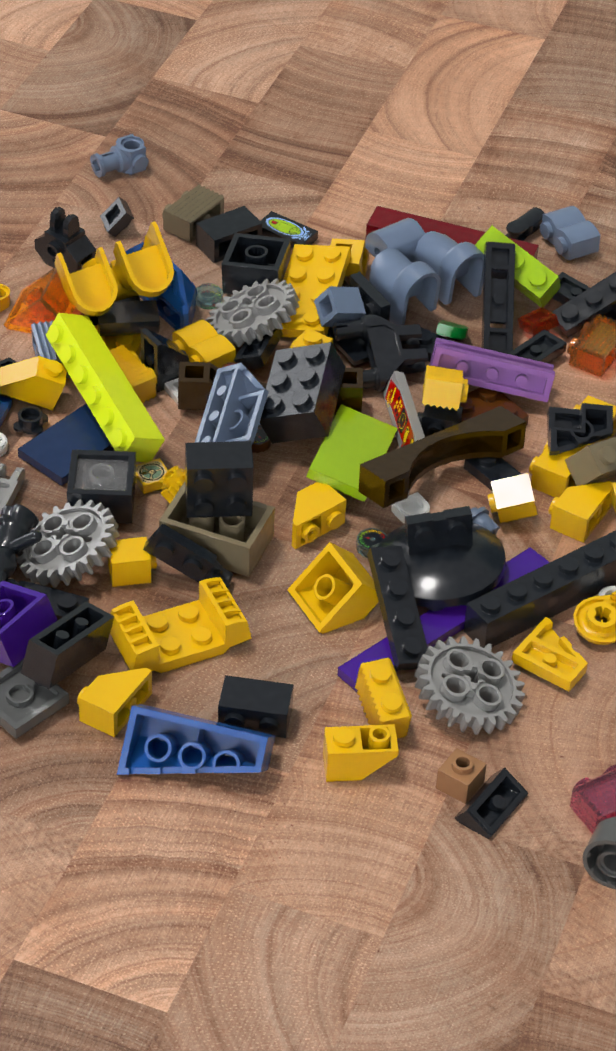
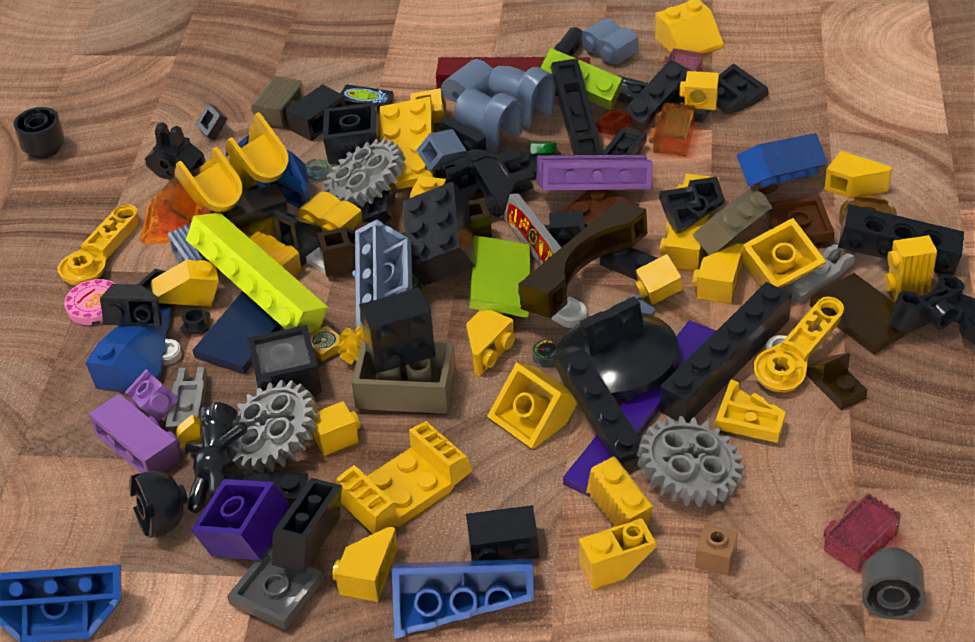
camera: 10 degrees left, 0 degrees up
(125, 157) = (201, 68): sand blue connector -> none
(185, 555) = (386, 409): black hinge -> none
(444, 387) = (561, 197): yellow brick -> none
(492, 804) = (753, 568): black slope -> none

